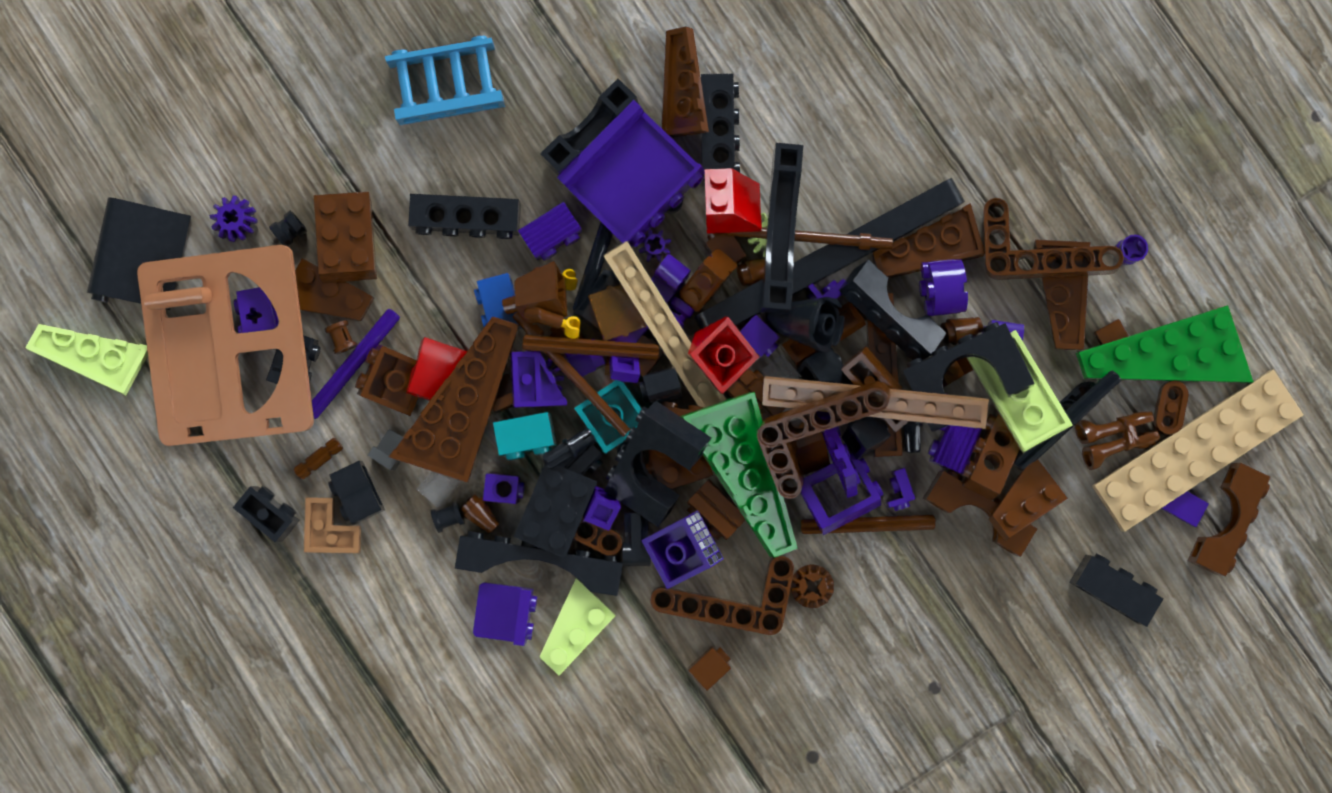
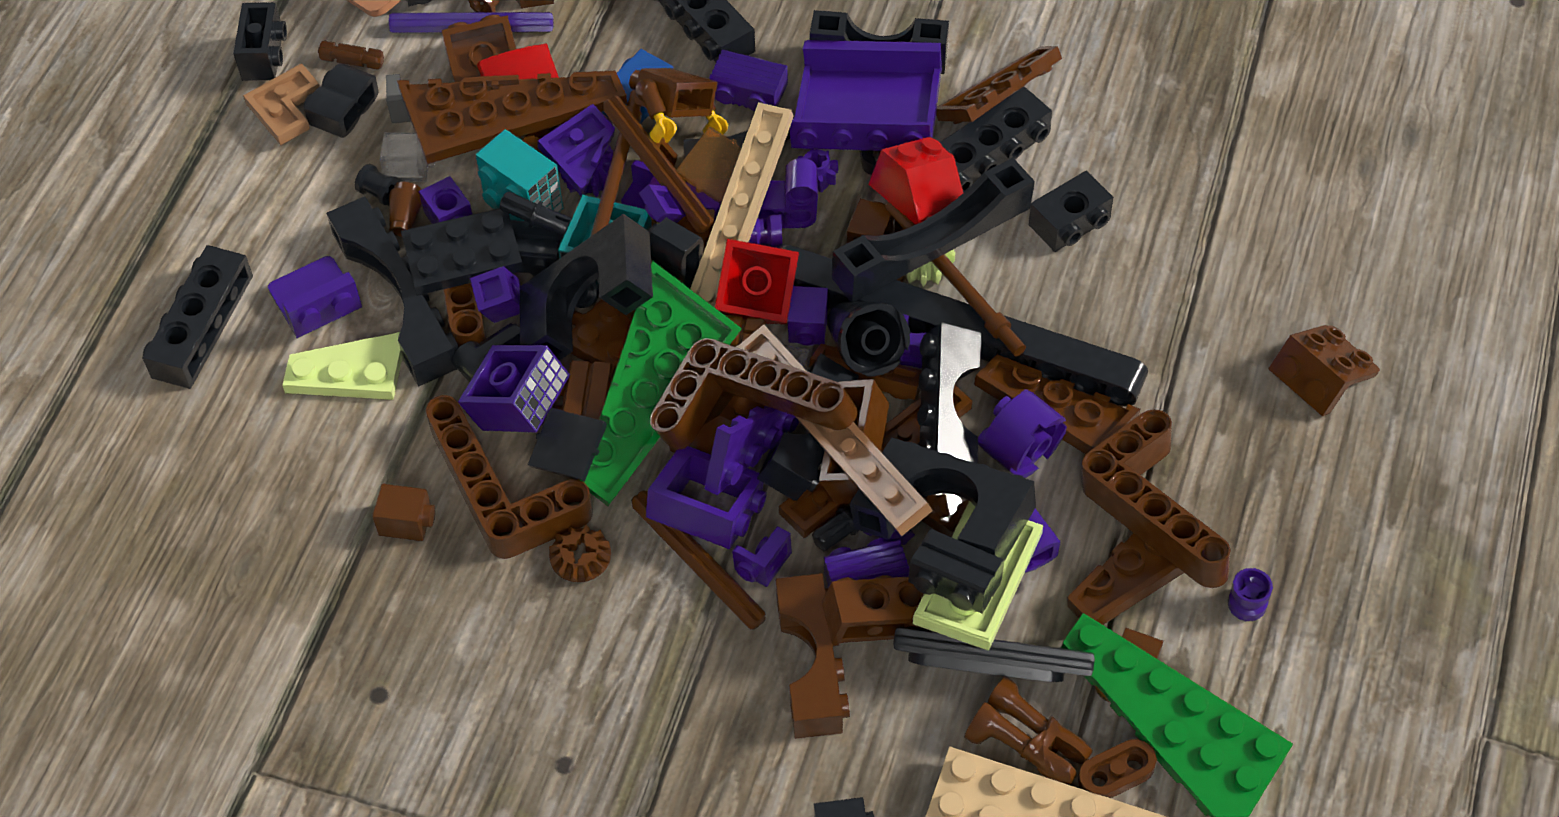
camera: 55 degrees right, 30 degrees down
(481, 700) = (197, 316): none -> black brick
(707, 279) = (823, 220): reddish brown brick -> none
(746, 547) = (567, 444): none -> black piece
(809, 106) = (1071, 211): none -> black brick
(1022, 410) = (955, 571): none -> black brick
(1026, 501) = (864, 682): reddish brown wing -> none
(1027, 76) = (1322, 366): none -> reddish brown bracket

